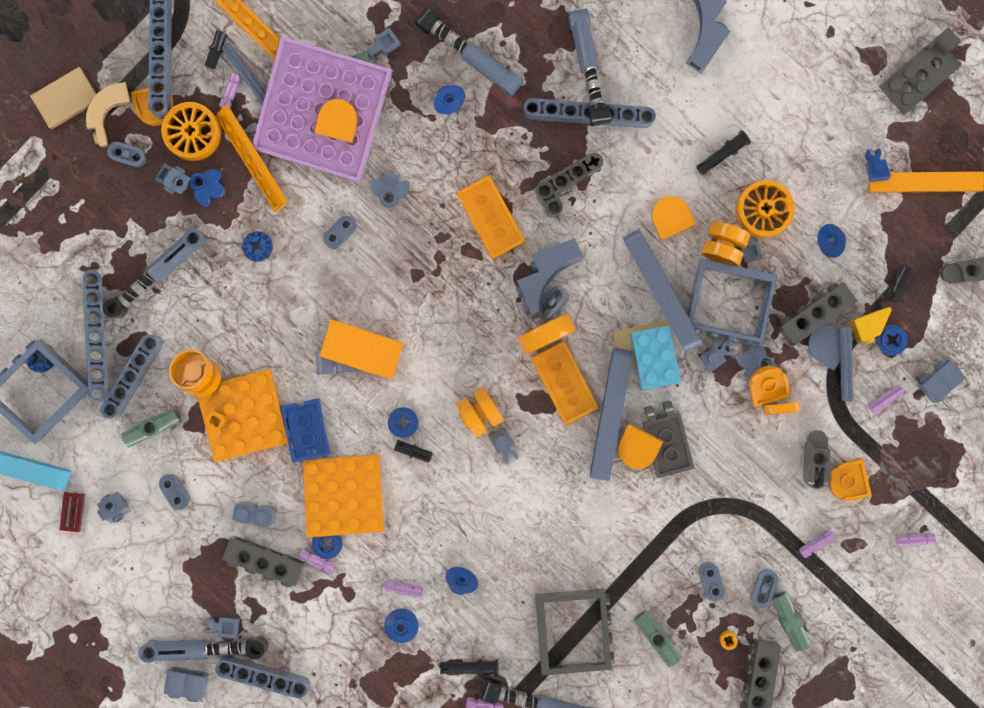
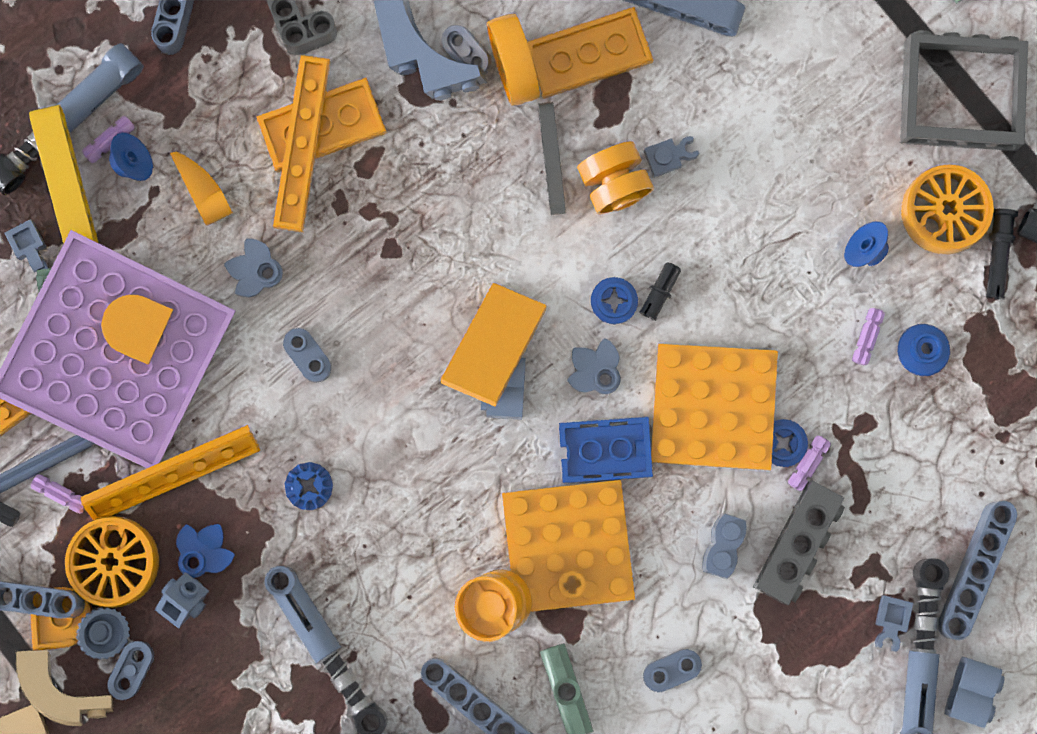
camera: 85 degrees left, 5 degrees down
(146, 133) = (102, 633): none -> sand blue hat
(359, 414) = (592, 365): none -> sand blue plate
(429, 58) = (62, 172): none -> yellow beam
(436, 148) = (203, 189): none -> light orange piece
(458, 80) = (103, 141): none -> lavender axle
(474, 206) = (301, 143): none -> light orange tile
(477, 612) = (917, 229): none -> light orange piece
(489, 369) = (551, 158): none -> dark grey beam

